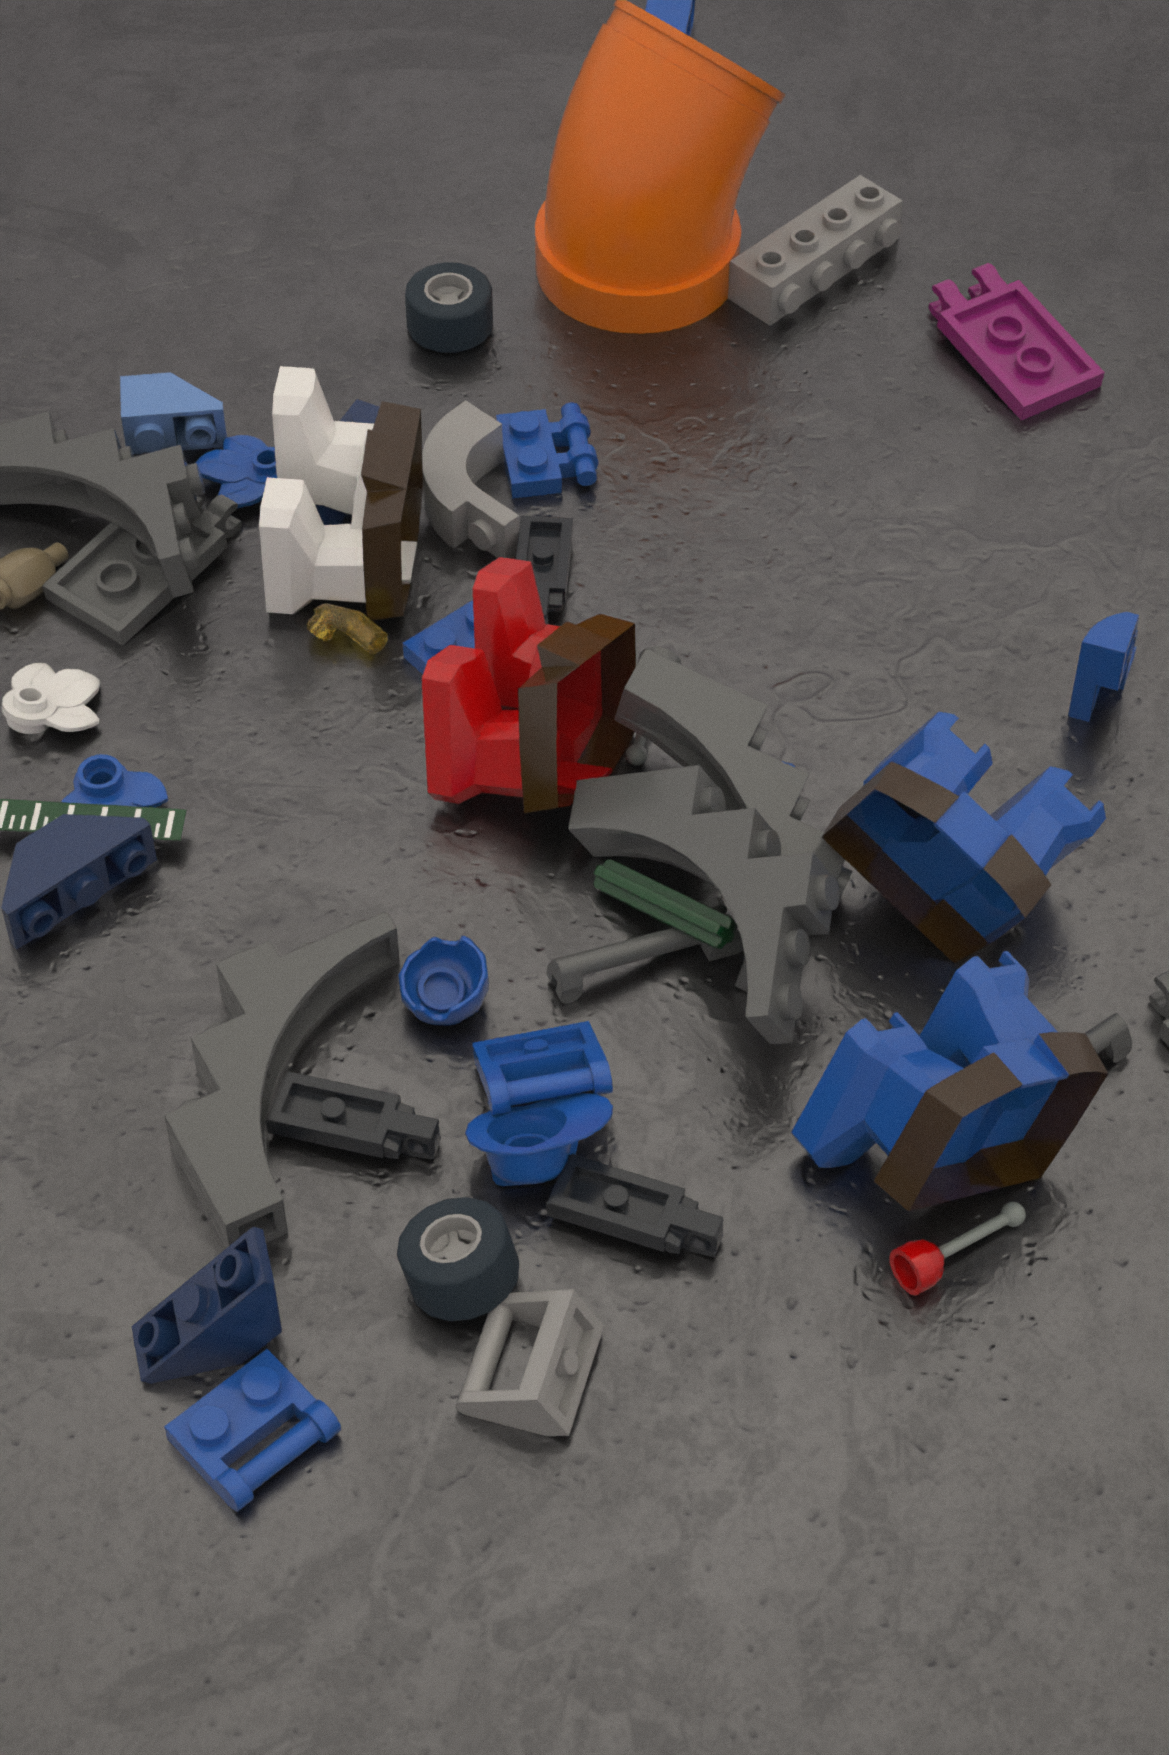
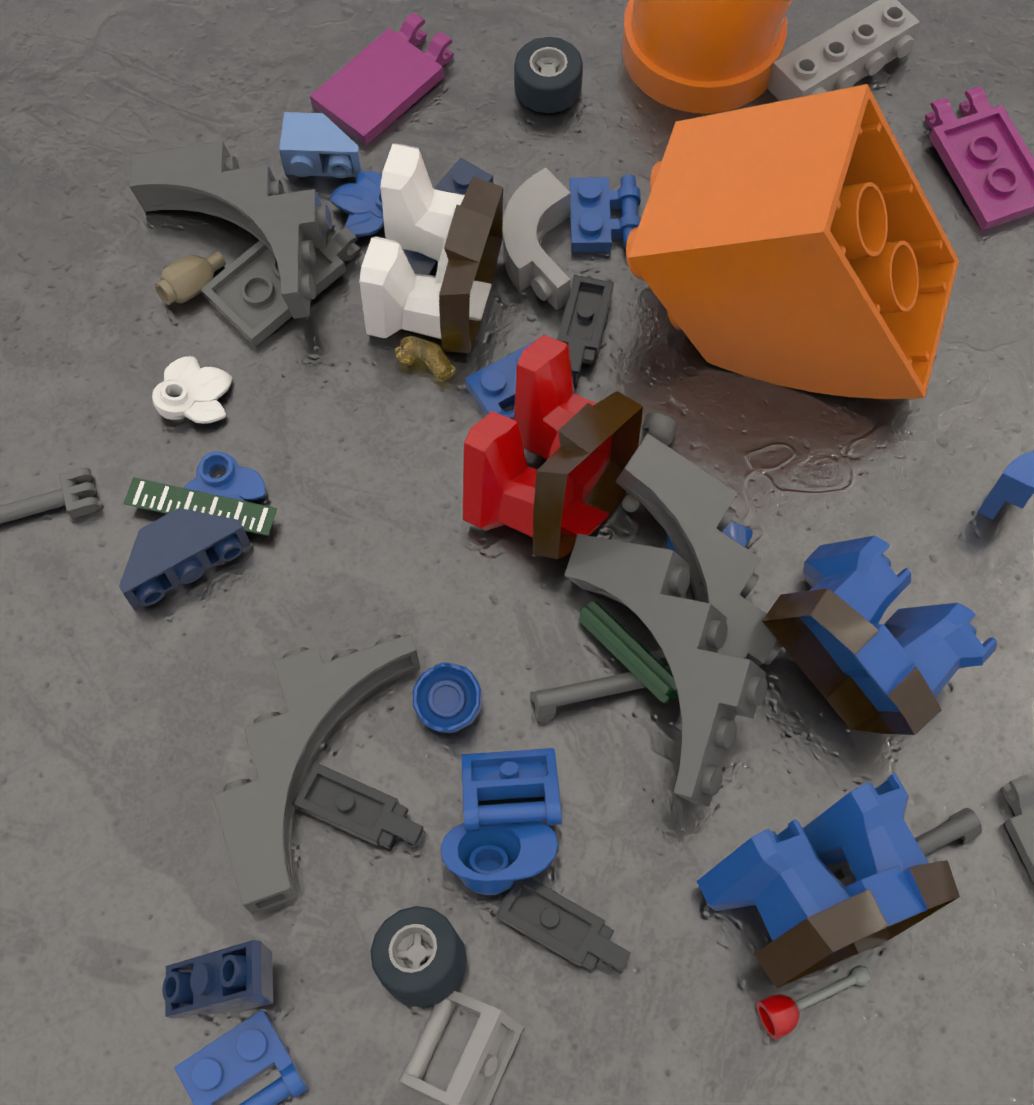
camera: 10 degrees right, 15 degrees up
(240, 334) = (383, 80): none -> magenta tile
(795, 436) = (799, 247): none -> orange slope

